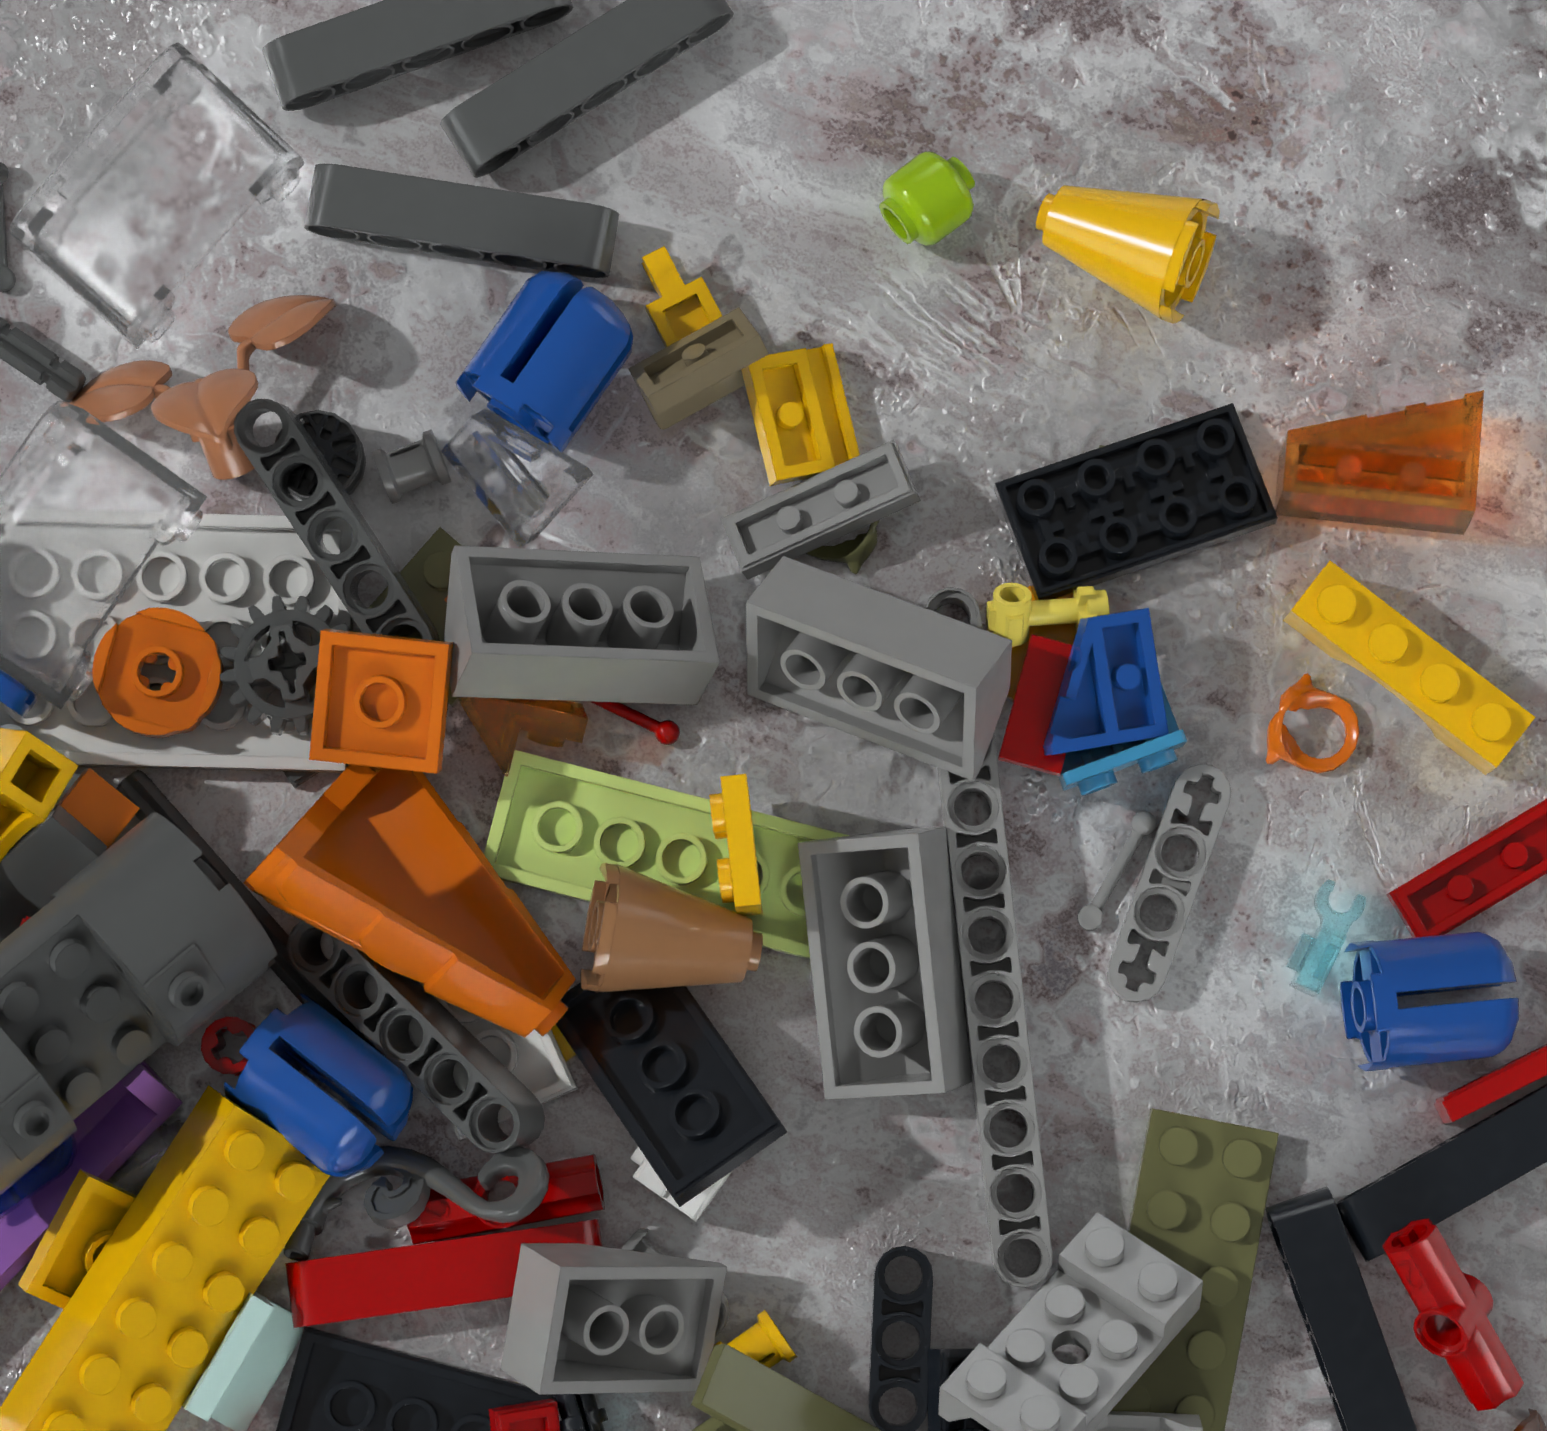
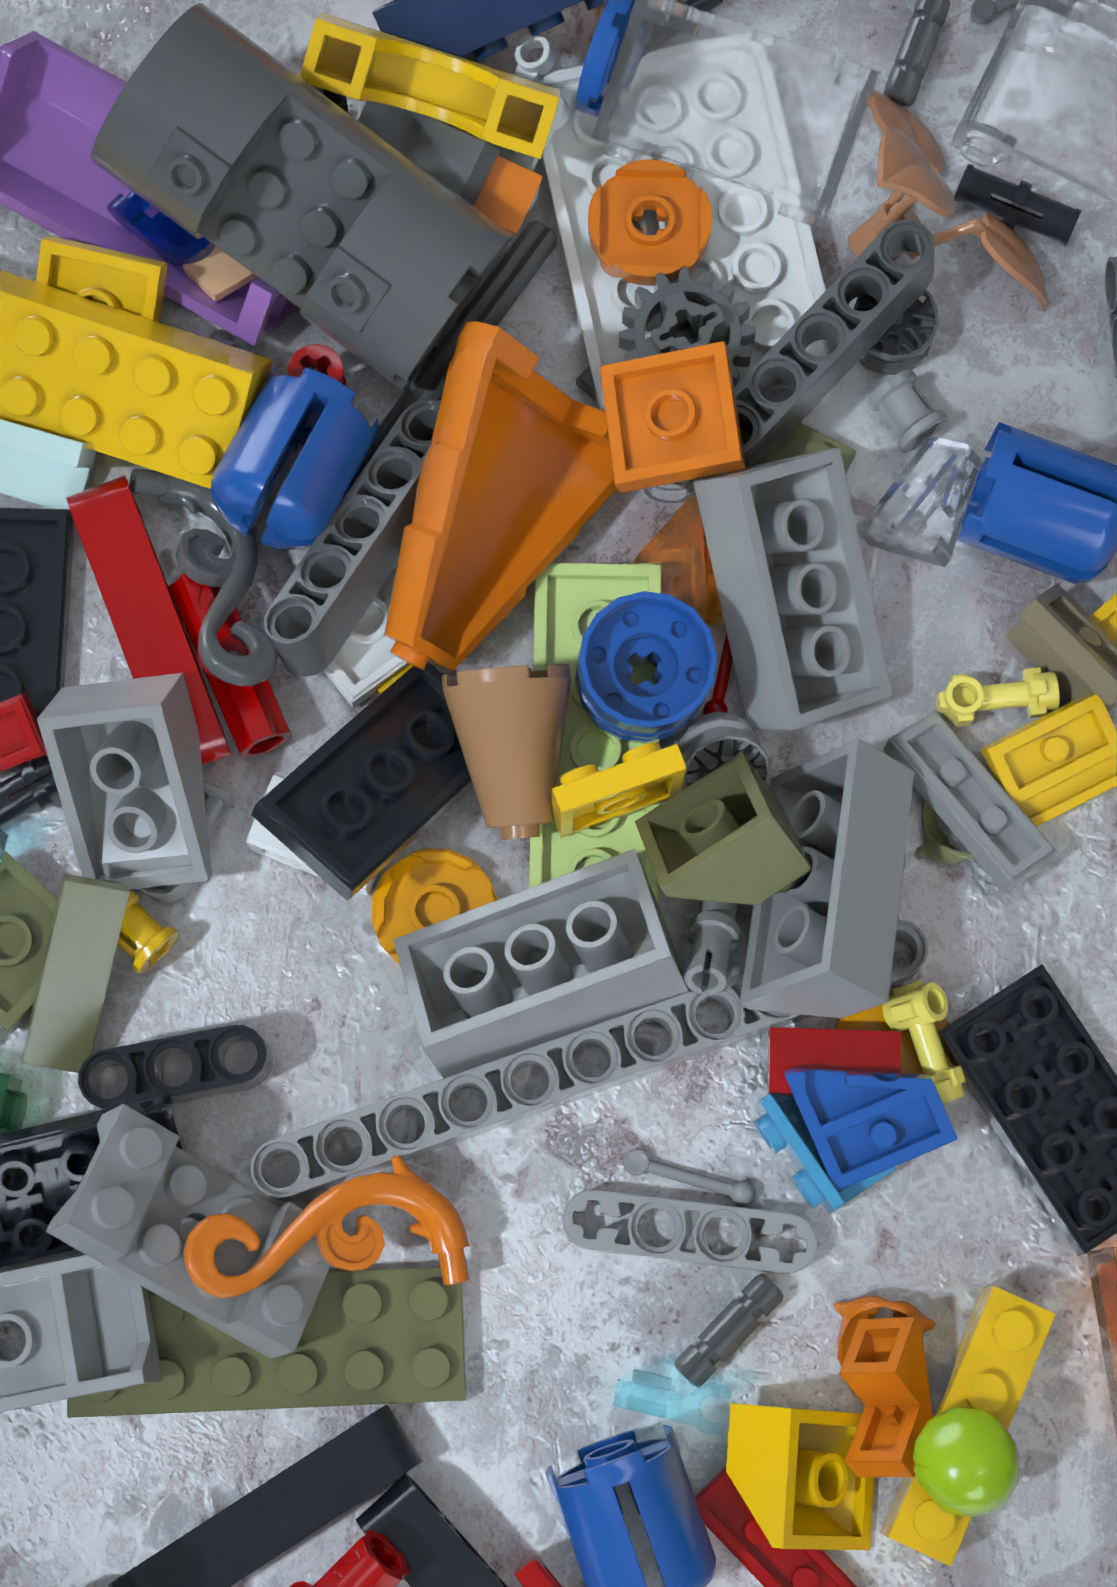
camera: 75 degrees right, 5 degrees down
(97, 1126) = (218, 274): none -> light nougat piece
(222, 300) = (1057, 218): none -> black pin
(631, 752) = (641, 631): none -> blue wheel
(717, 486) = (966, 696): none -> light yellow bar
(723, 738) = (719, 738): none -> light grey wheel
(784, 1057) = (425, 891): none -> light orange tile
(810, 756) = (723, 839): none -> olive slope
(894, 788) = (712, 937): none -> light grey pin
(1086, 1225) = (323, 1219): none -> orange plant
(1269, 868) = (729, 1330): none -> dark grey axle
(1352, 727) = (891, 1380): none -> orange slope
(1418, 830) = (797, 1477): none -> yellow slope
(1447, 678) = (966, 1462): none -> lime hair

